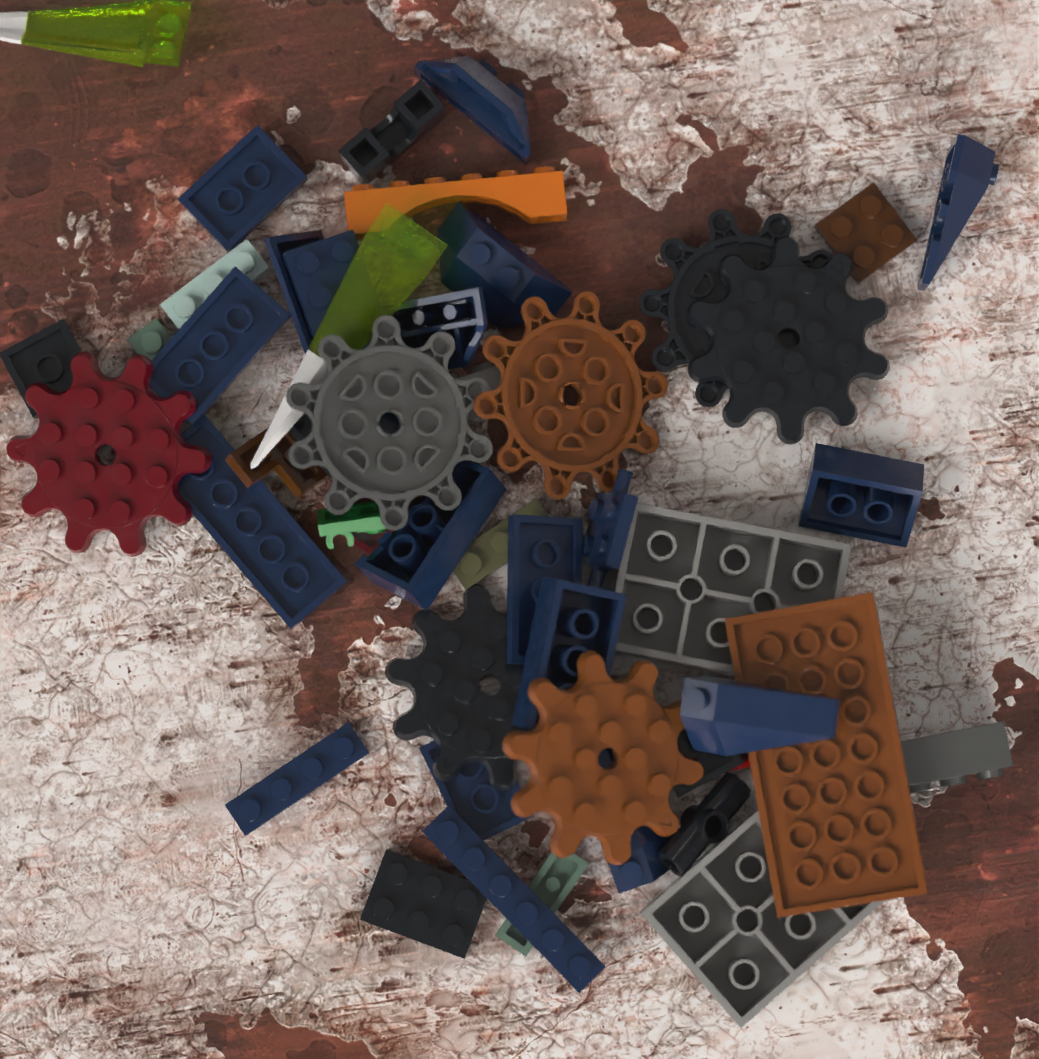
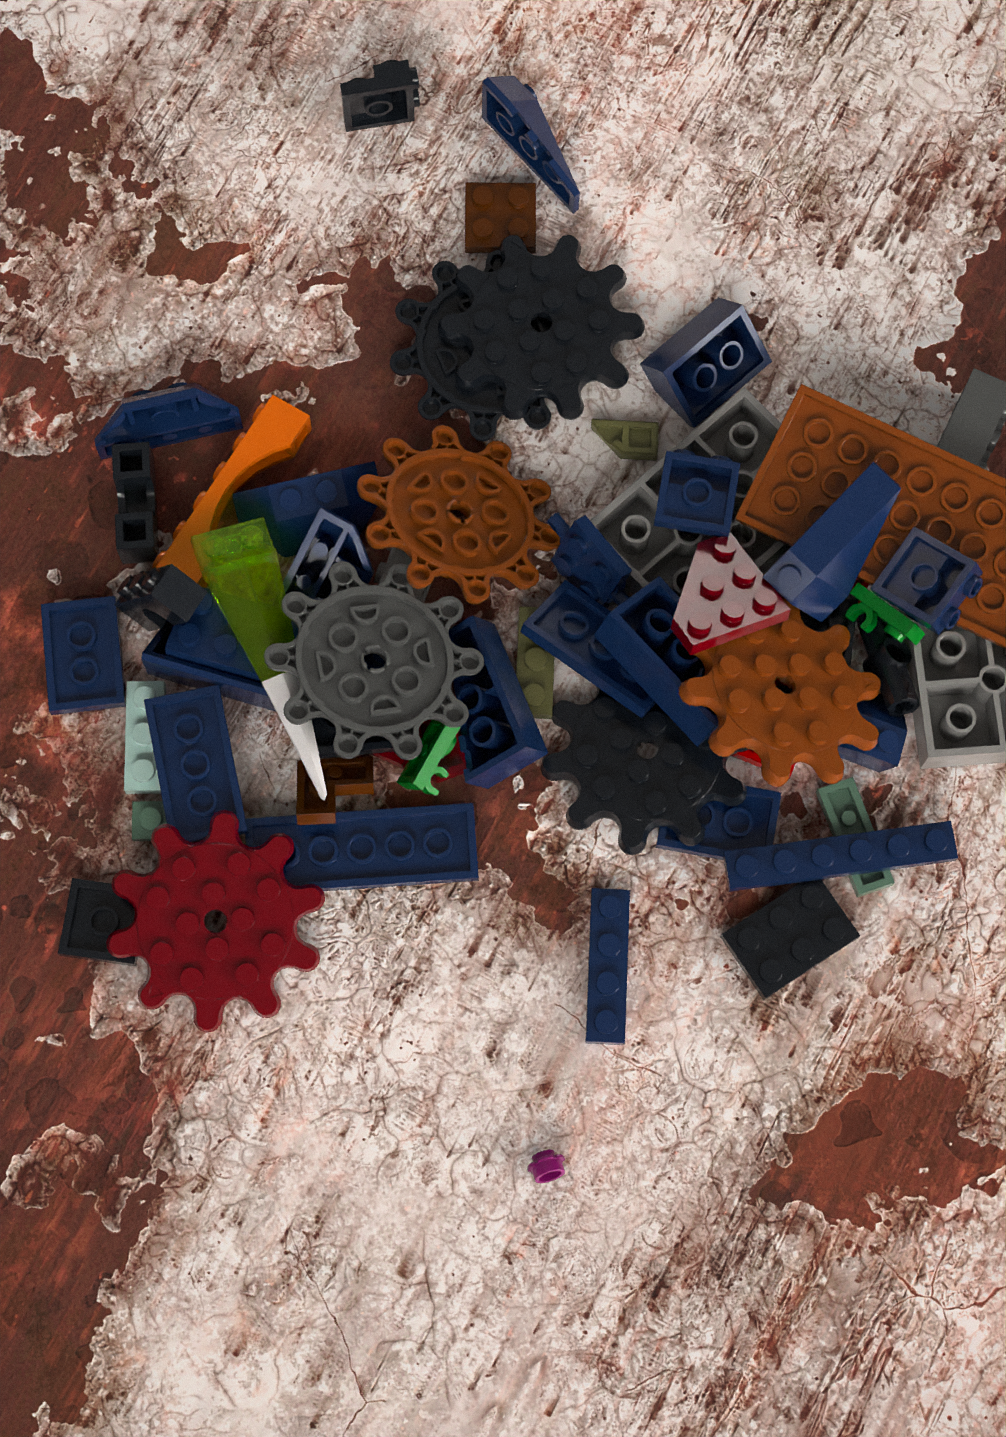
camera: 55 degrees left, 10 degrees down
(107, 844) = (546, 1166): none -> magenta plate
(321, 216) = (159, 597): none -> black arch
(644, 658) = (724, 597): none -> plate
(721, 574) = (697, 493): none -> dark blue plate
(732, 813) = (897, 625): none -> green plate
(749, 480) = (629, 438): none -> olive tile
(778, 813) = (928, 581): none -> dark blue plate
(899, 65) = (382, 99): none -> black plate

